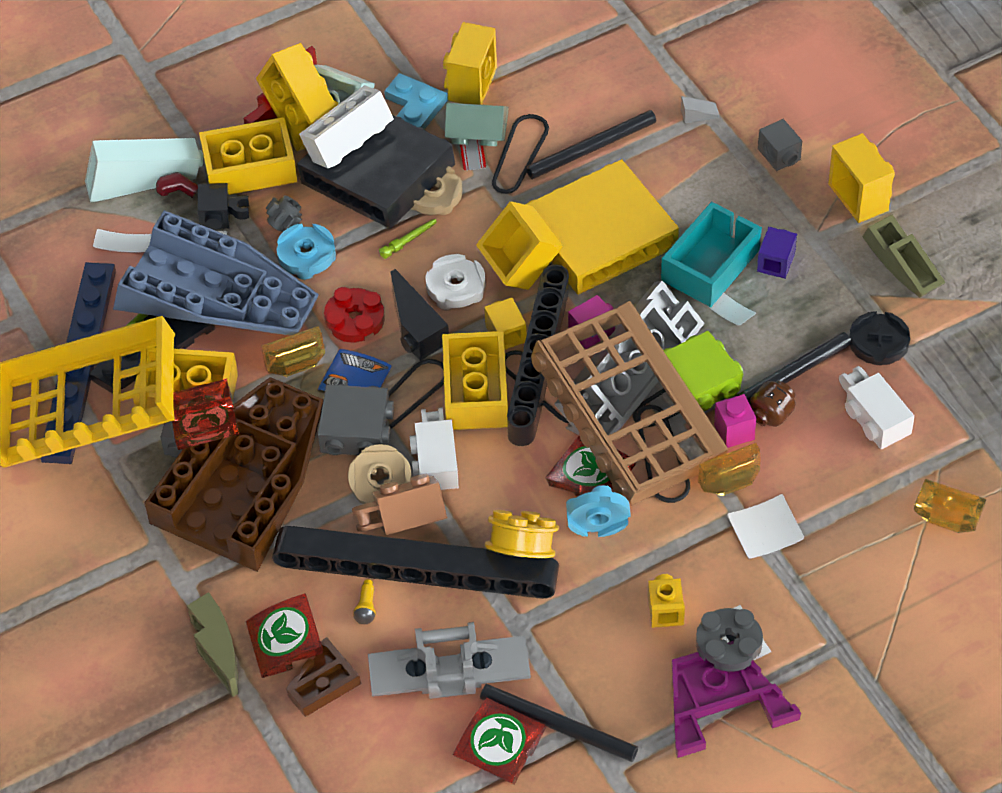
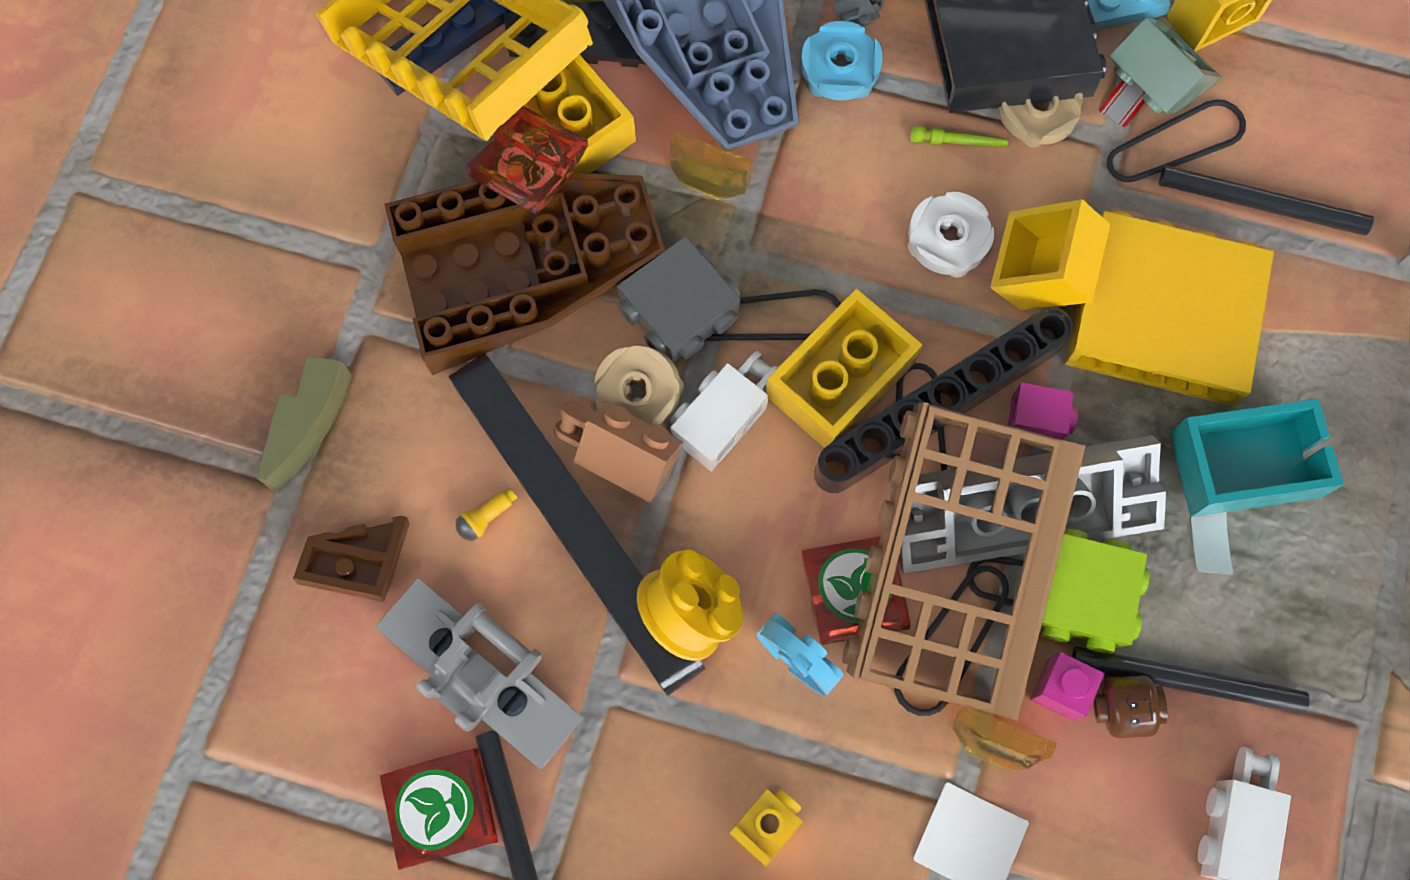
camera: 45 degrees right, 20 degrees up
(284, 635) = (372, 475): slope -> none
(354, 300) = (815, 155): red plate -> none
(355, 370) = (745, 246): blue sticker -> none
(418, 322) = (861, 241): black slope -> none
(506, 317) = (948, 330): yellow brick -> none
(777, 252) = (1336, 522): dark purple brick -> none
(879, 338) = (1345, 738): black tile -> none

